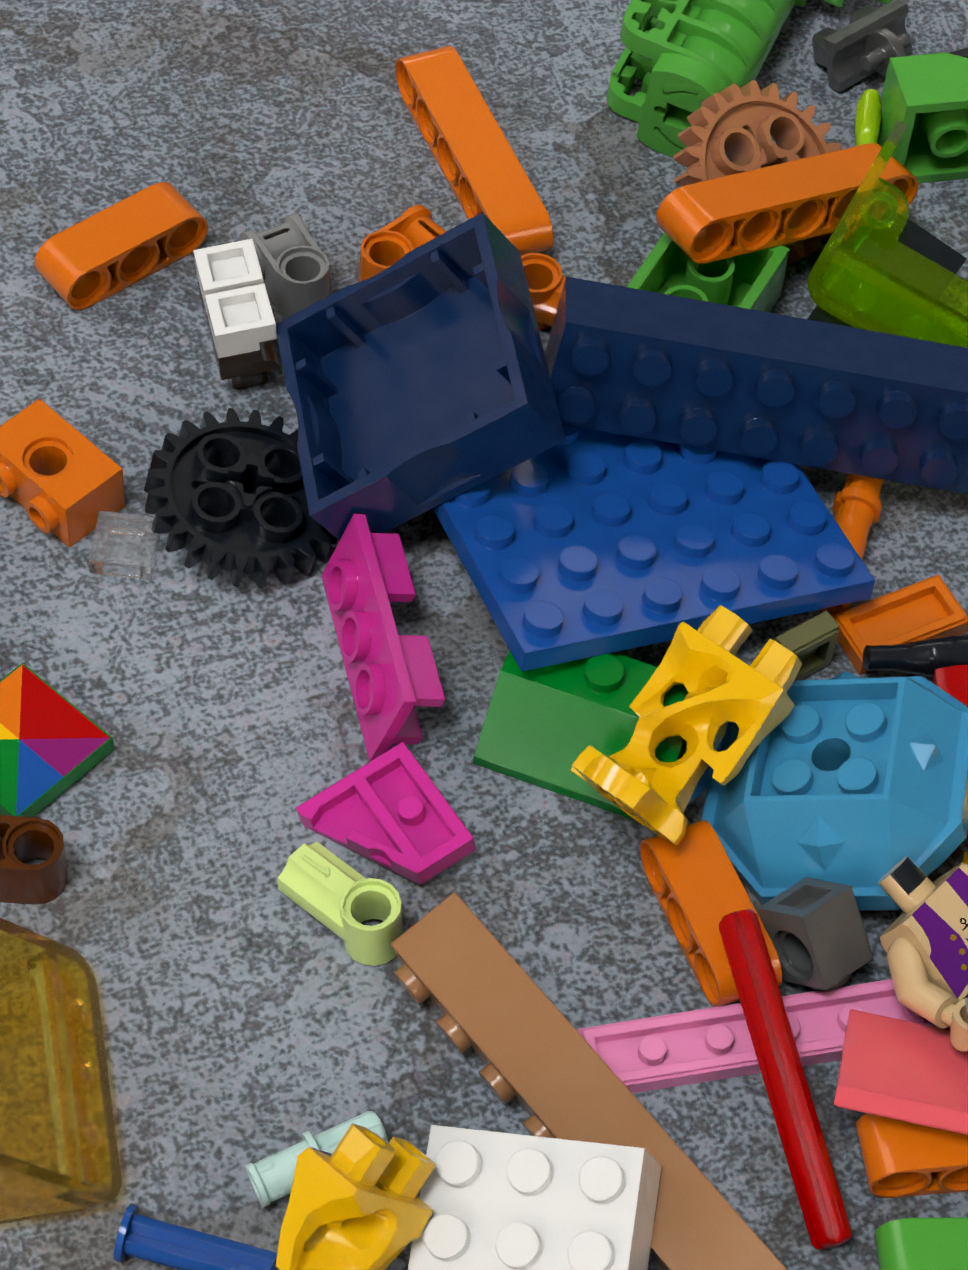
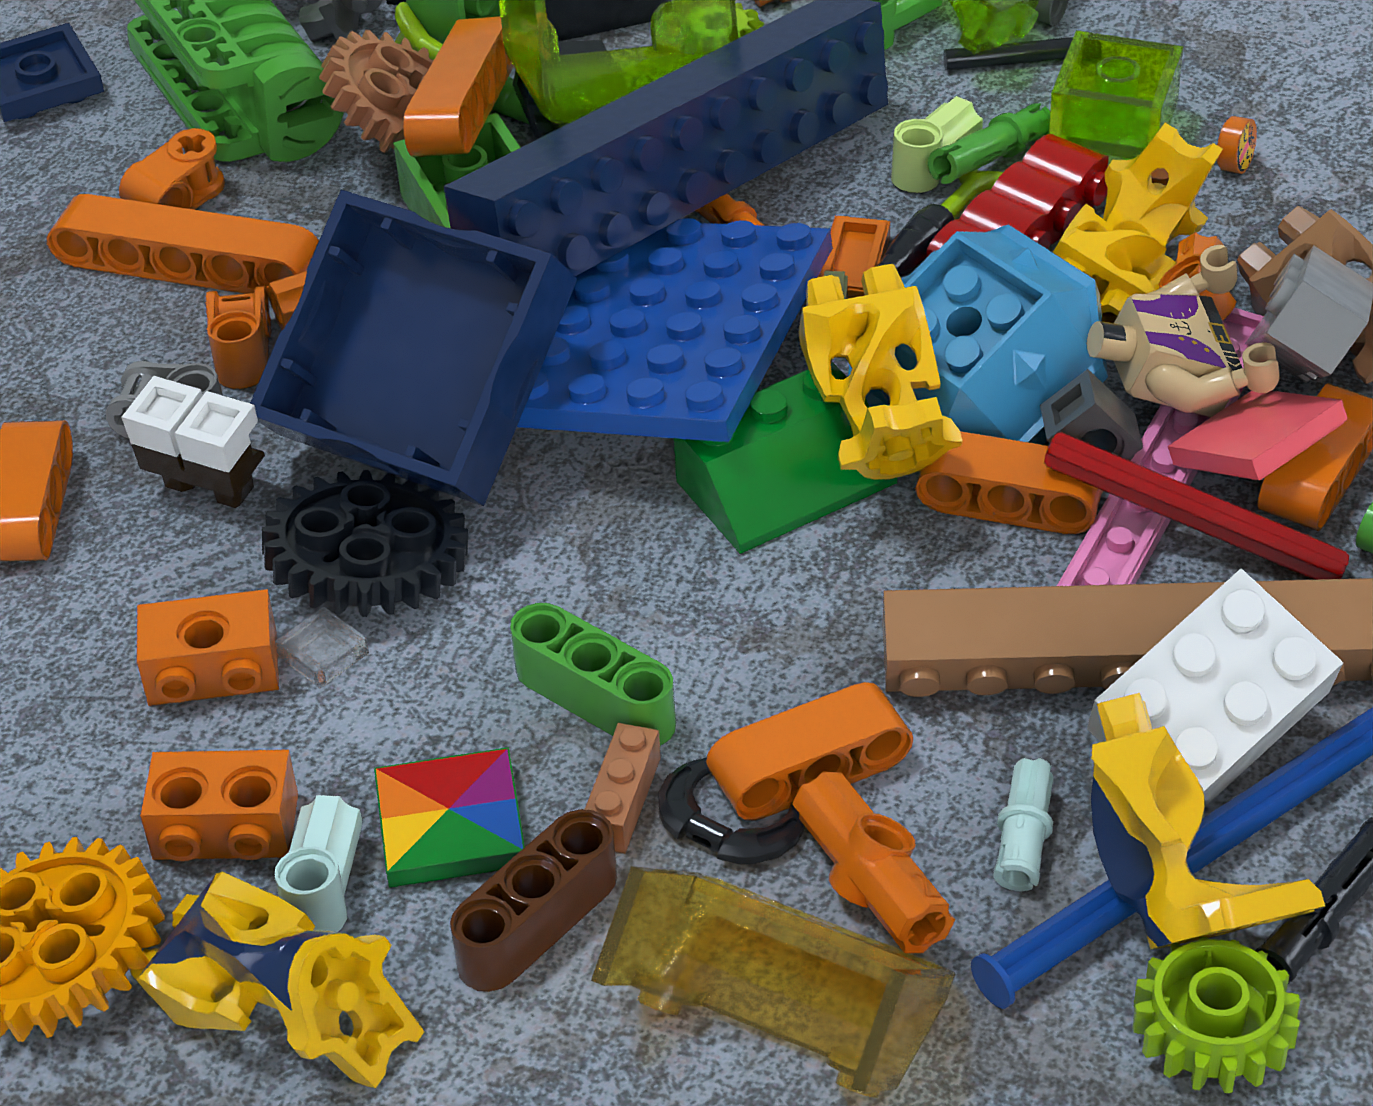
camera: 45 degrees left, 10 degrees down
(134, 842) = (625, 780): none -> nougat piece
(139, 962) = (744, 846): none -> black piece
(156, 1094) = (873, 862): none -> orange piece
(229, 770) = (591, 671): none -> bright green beam
(271, 950) = (841, 732): none -> orange beam
(343, 901) = (789, 681): yellowish green piece -> none
(383, 669) = (586, 532): dark pink brick -> none
(391, 817) = (754, 615): dark pink wing -> none
(537, 92) = (176, 177): none -> orange piece

